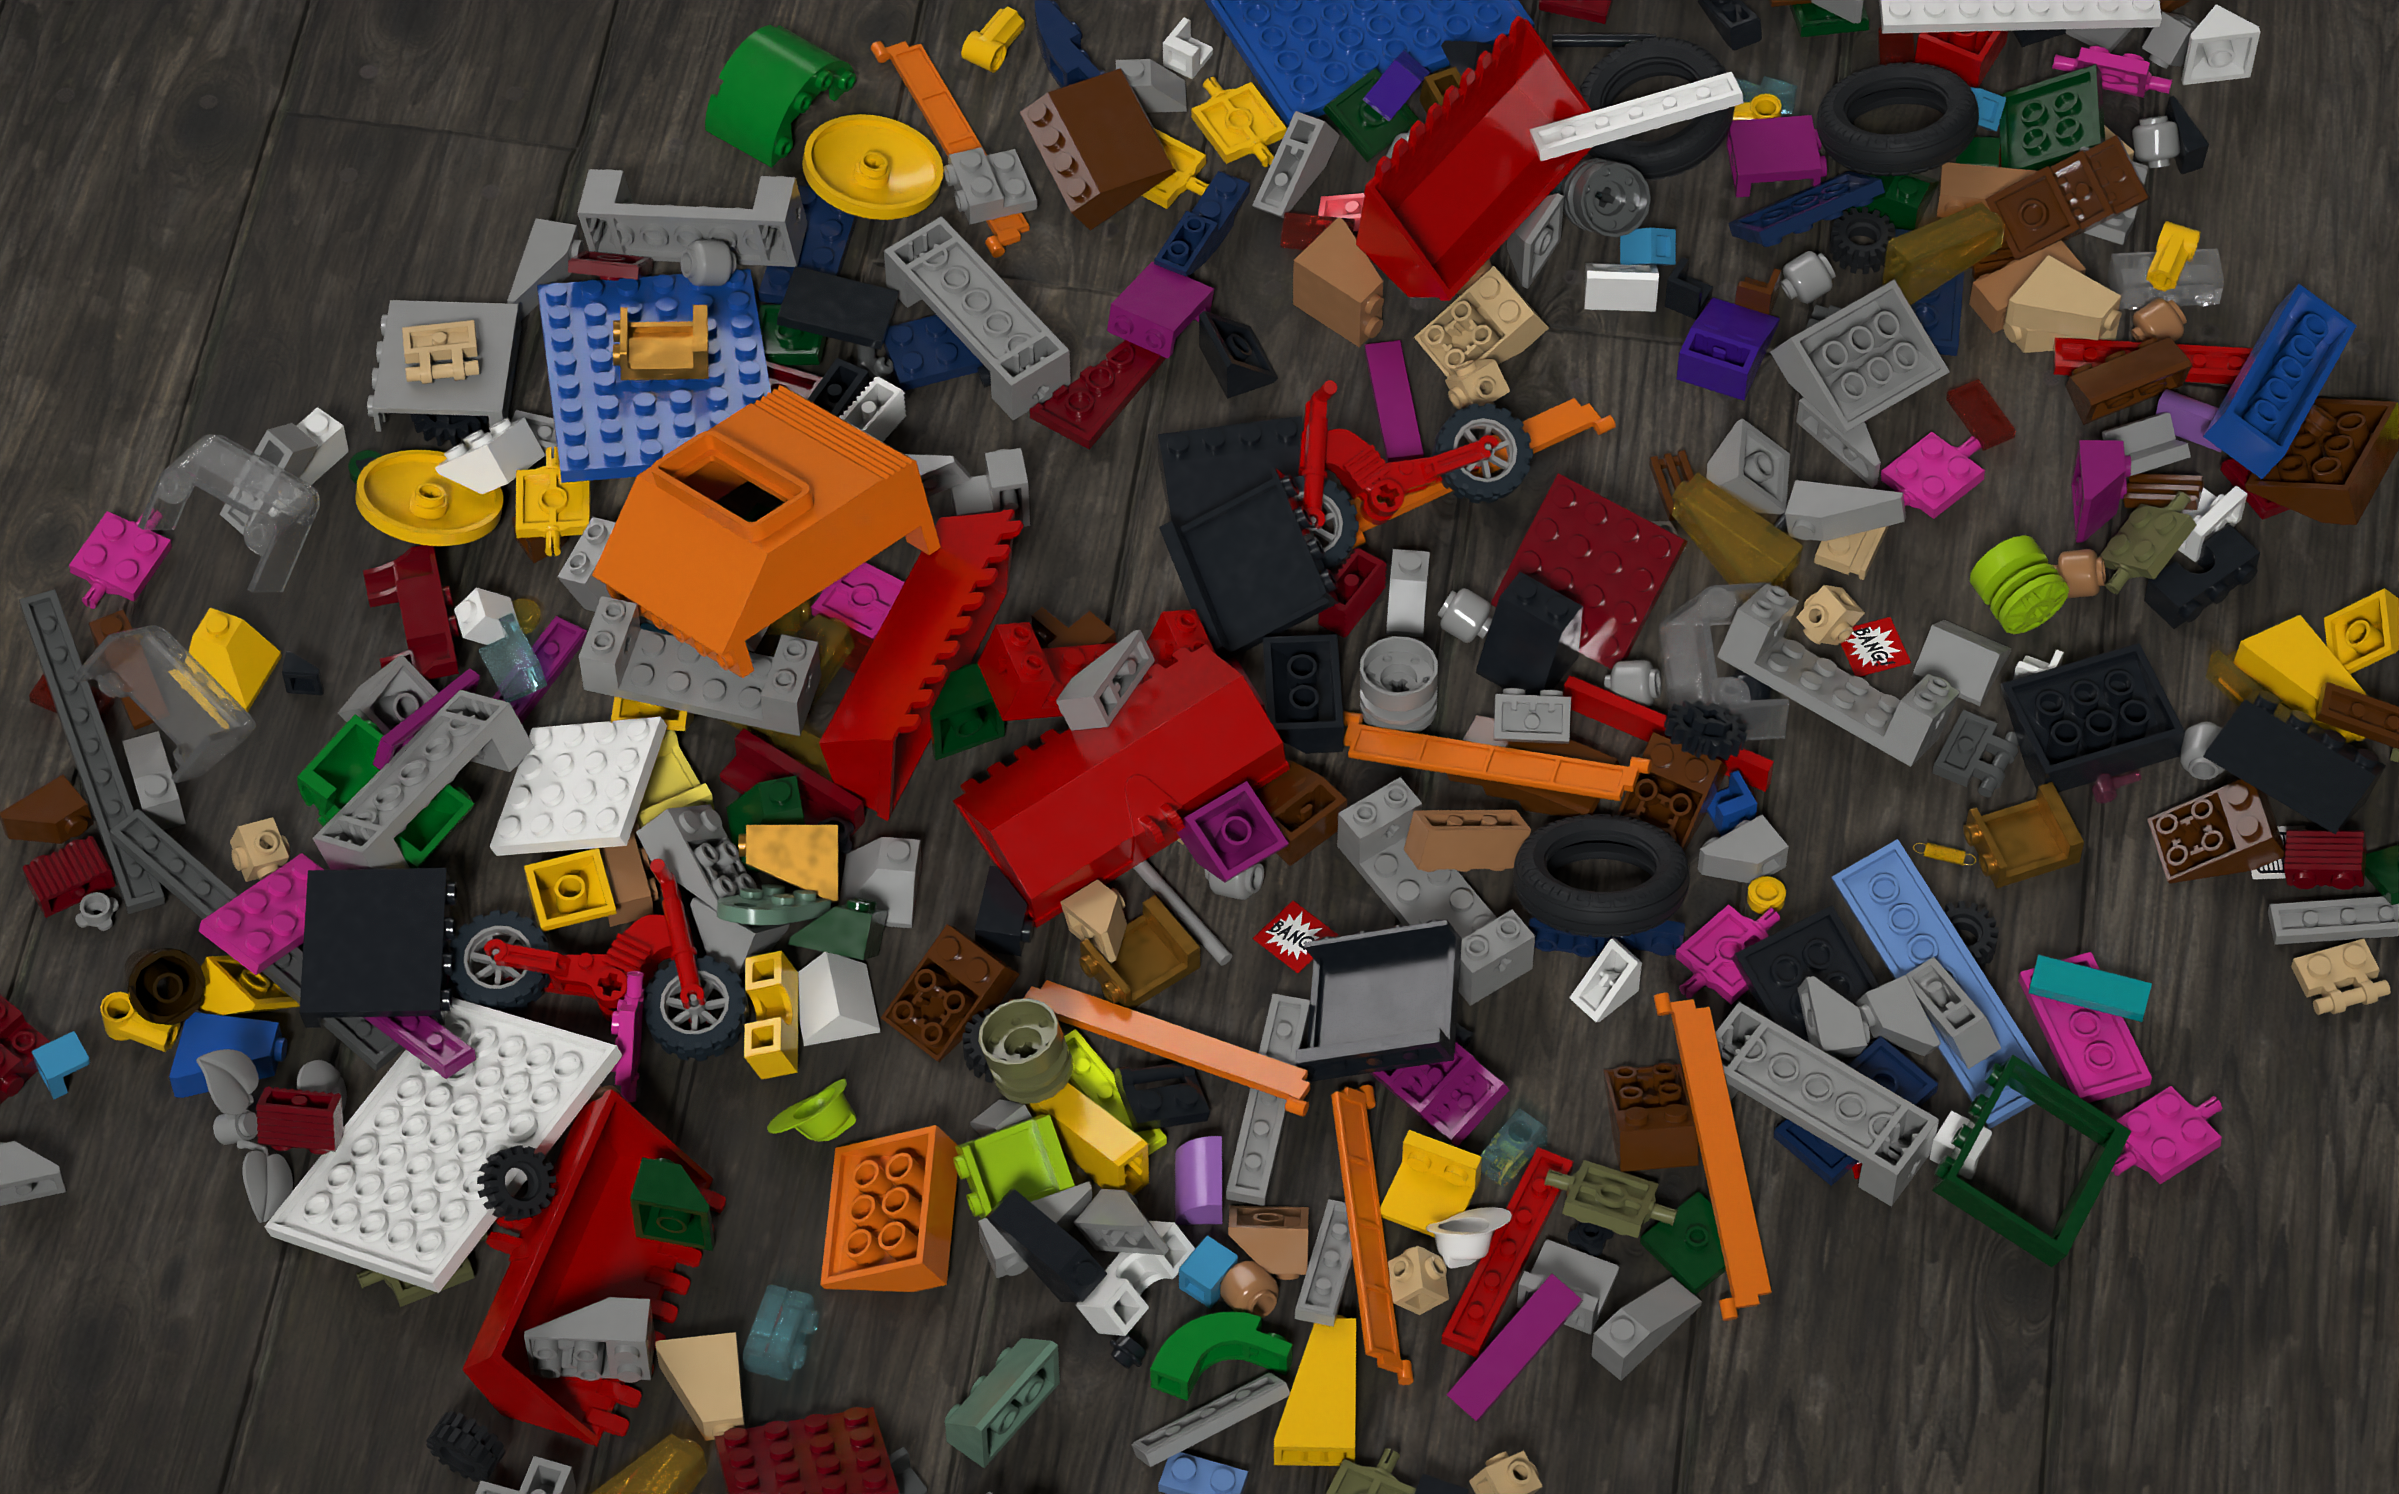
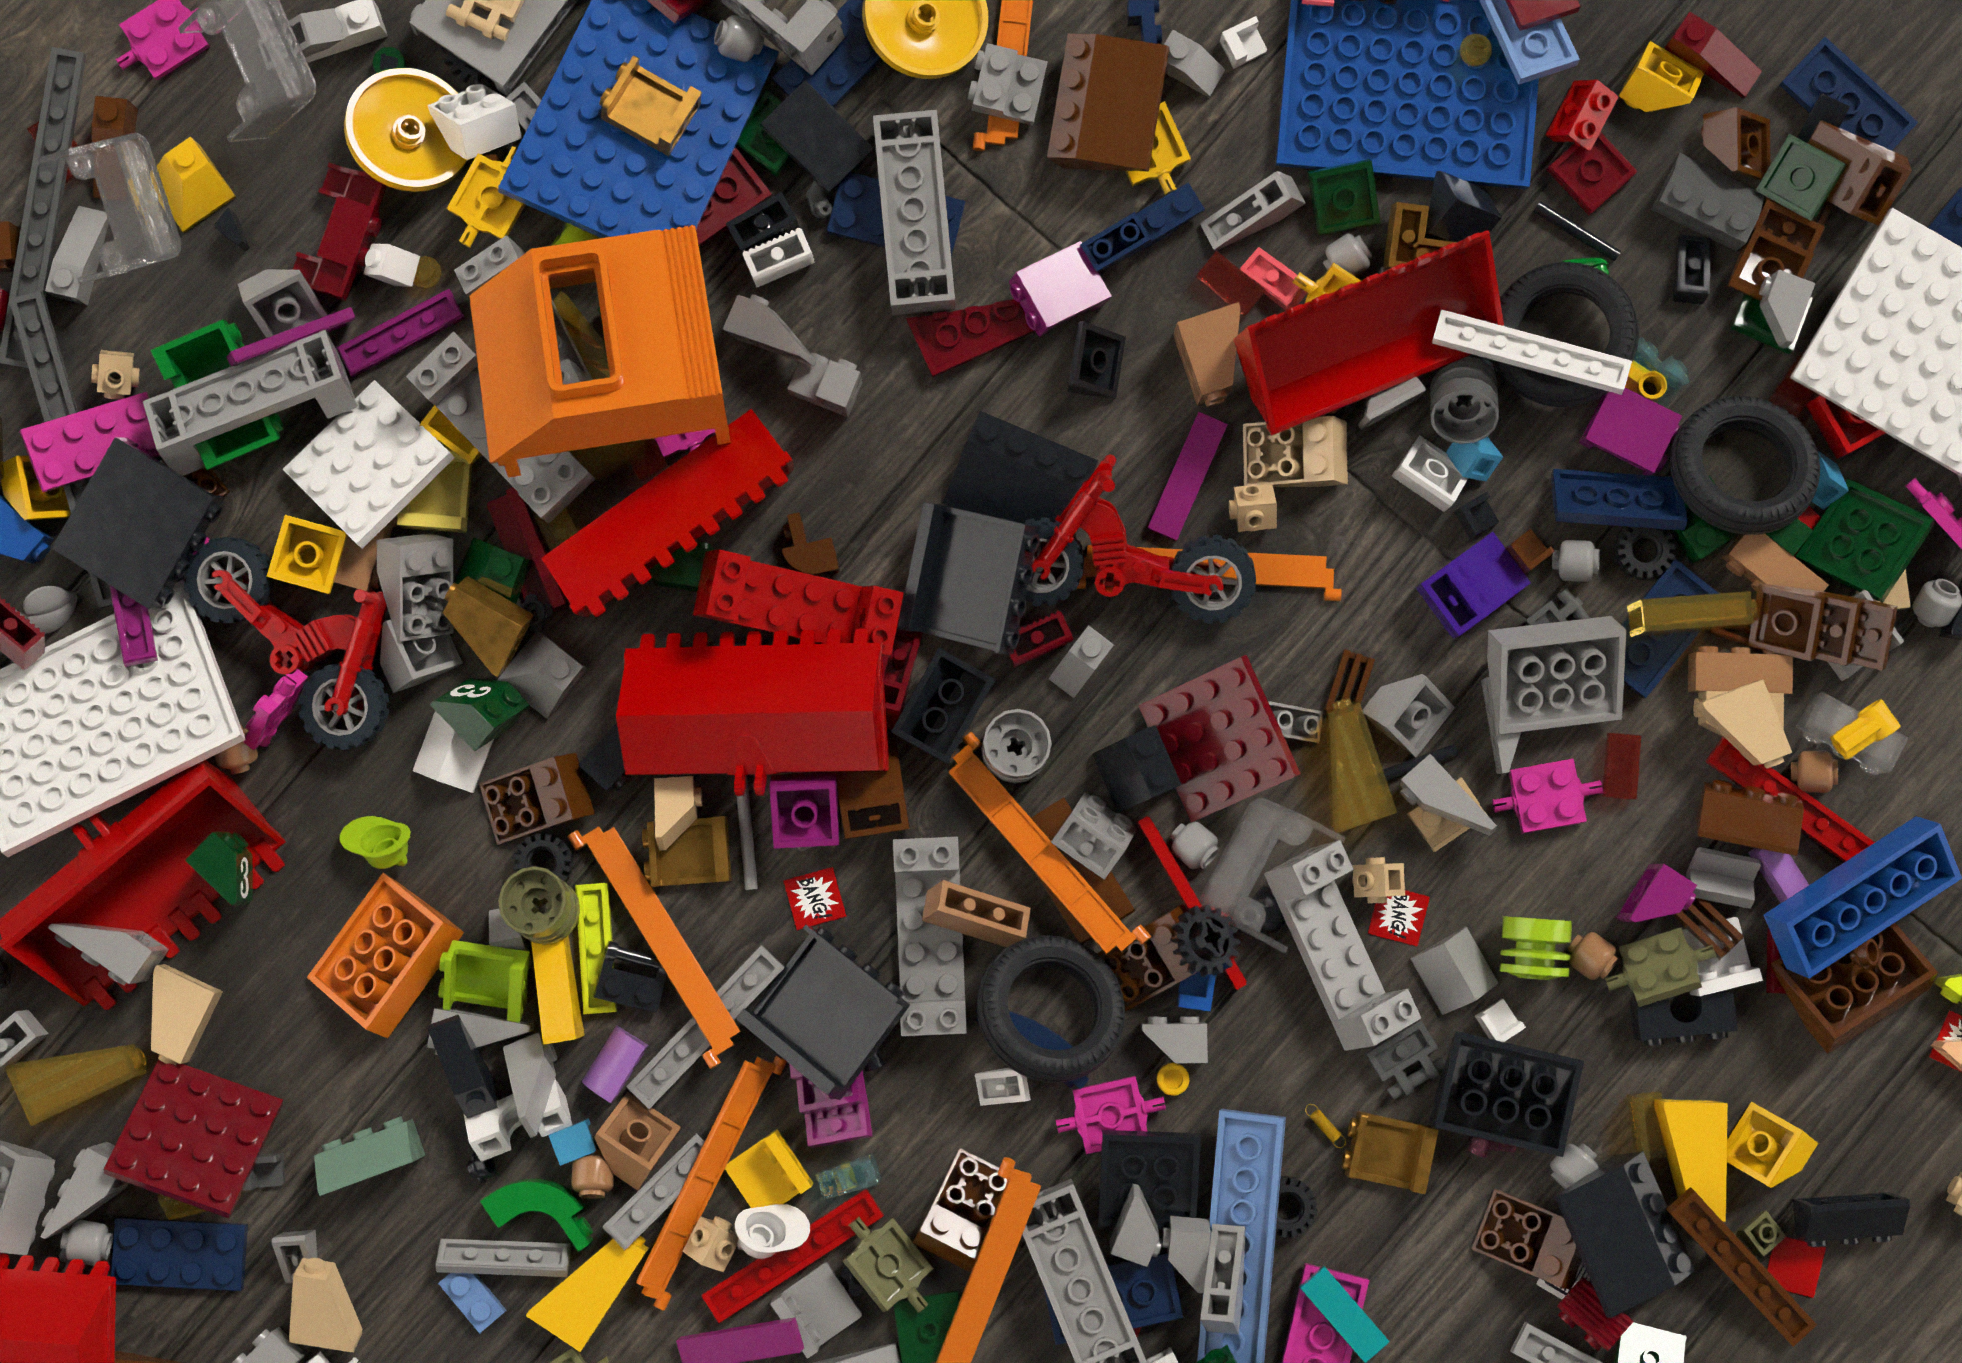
camera: 30 degrees right, 30 degrees up
(513, 662) = (389, 316): clear light blue panel -> none
(537, 1178) = (100, 828): black tyre -> none
(771, 906) = (437, 661): sand green plate -> none
(773, 1038) = (407, 728): yellow arch -> none
(779, 1333) = (252, 1003): clear light blue brick -> none
(1106, 684) = (784, 632): light grey slope -> none
(1238, 122) = (1238, 139): yellow plate -> none
(1396, 85) = (1378, 188): dark purple slope -> none
(1465, 615) = (1111, 707): light grey head -> none

